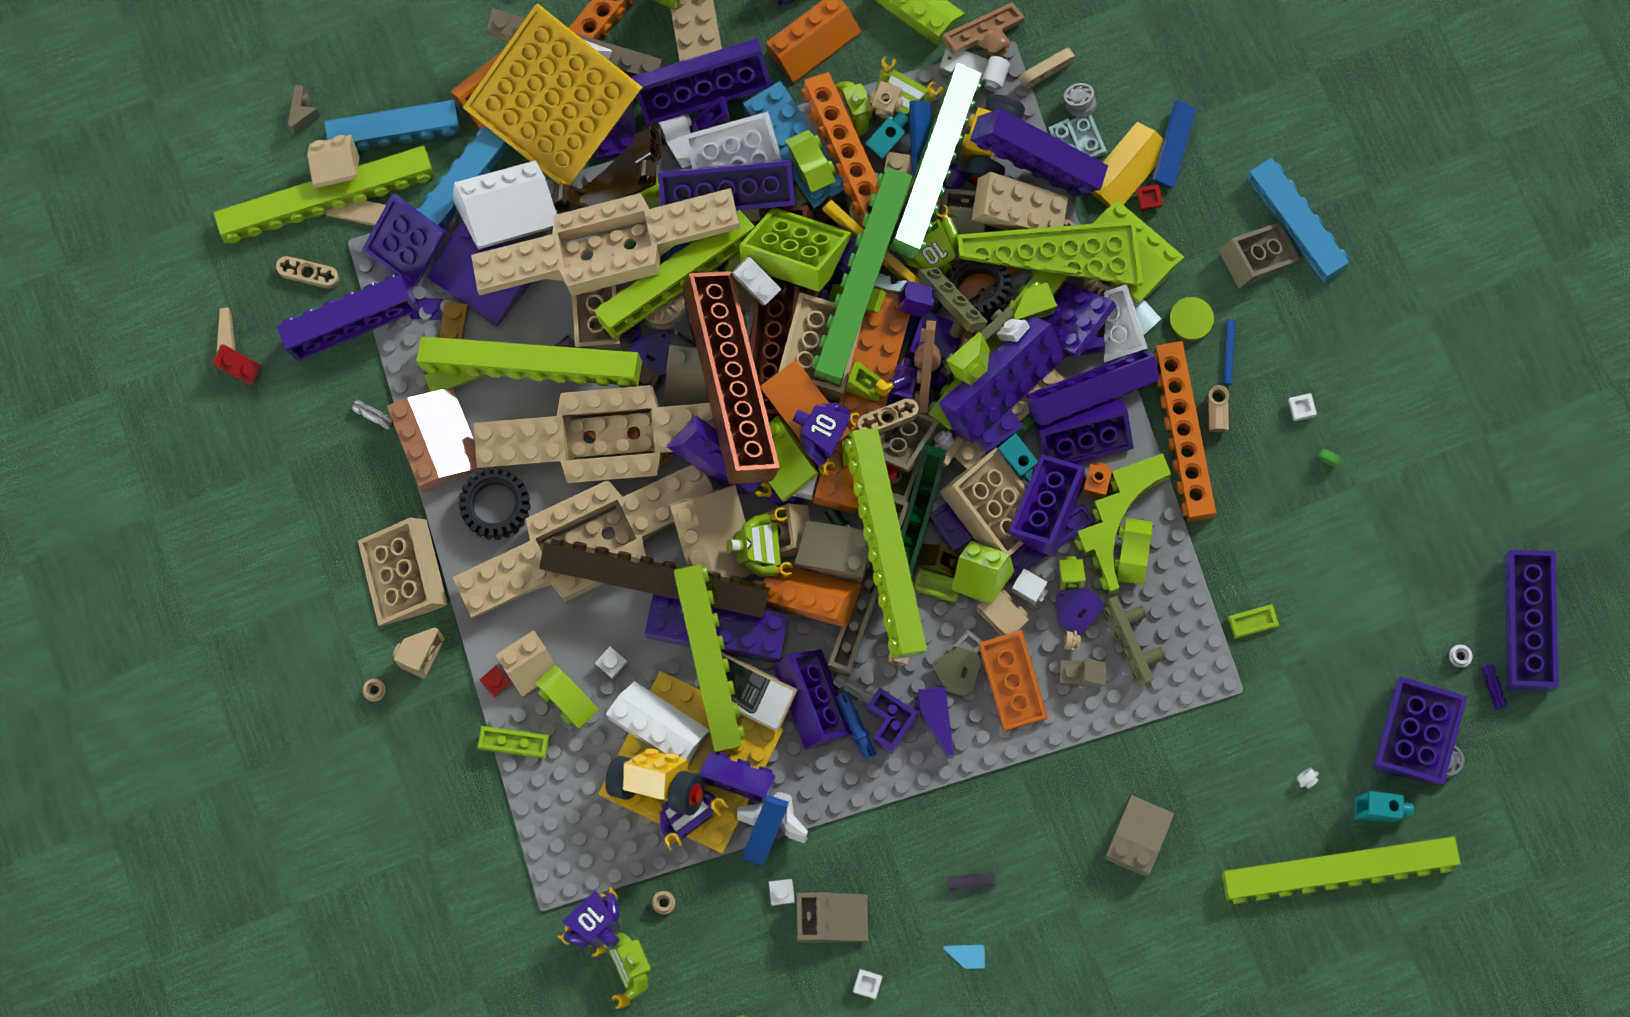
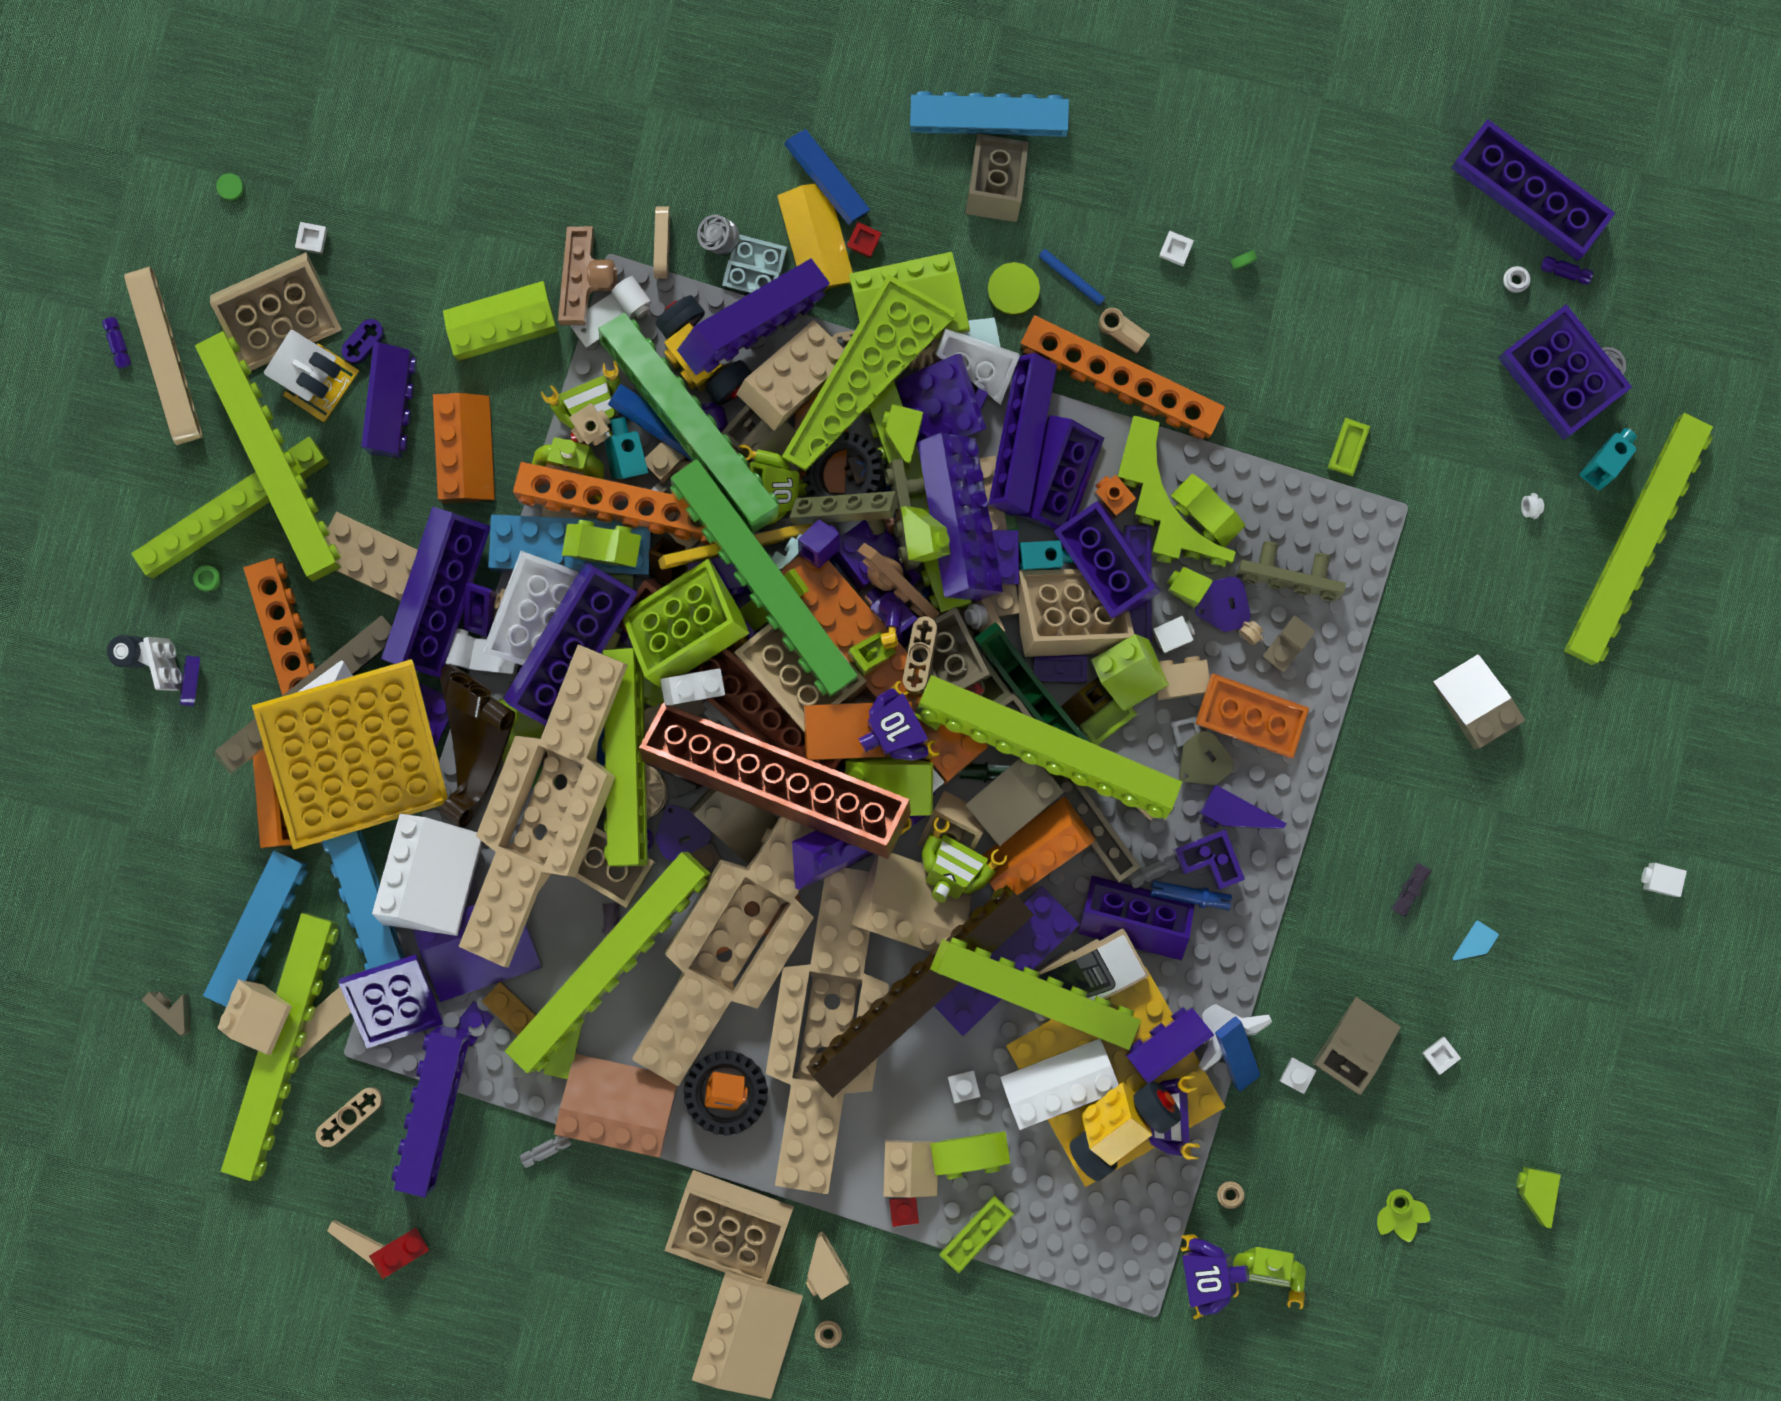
camera: 55 degrees left, 10 degrees up
(335, 634) = (747, 1336): none -> tan slope
(495, 501) = (725, 1091): none -> orange brick
(1013, 330) = (920, 472): white plate -> none

